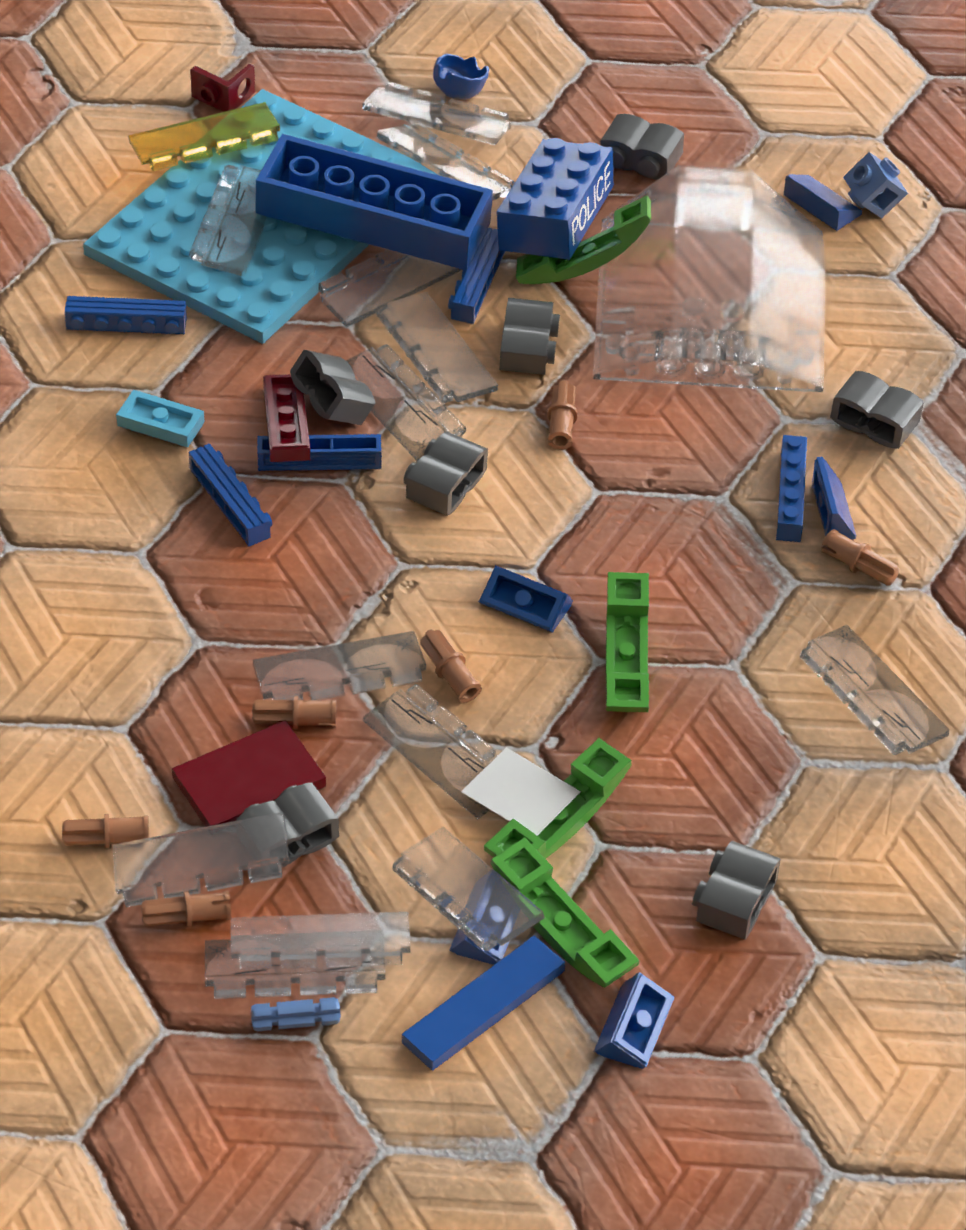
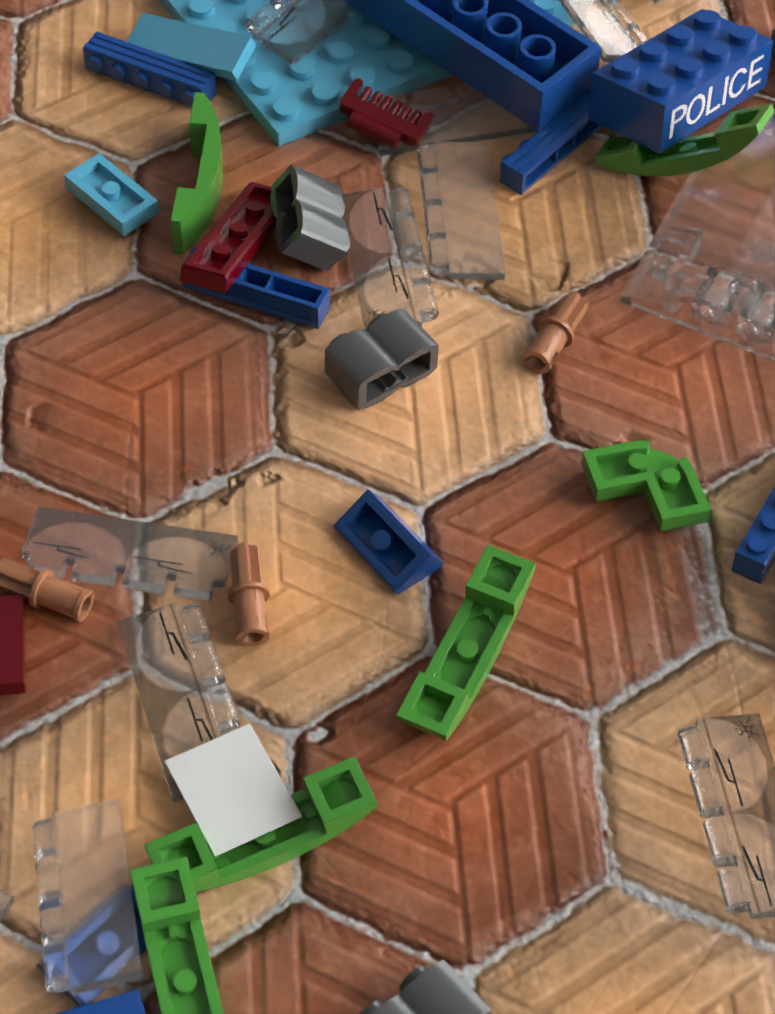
camera: 25 degrees right, 5 degrees up
(162, 282) = (194, 44): none -> medium azure tile
(212, 352) = (196, 207): none -> bright green slope
(230, 494) = (133, 305): blue piece -> none
(338, 301) = (380, 124): none -> dark red piece
(527, 336) = (566, 227): dark grey brick -> none
(704, 495) = (635, 469): none -> bright green plate

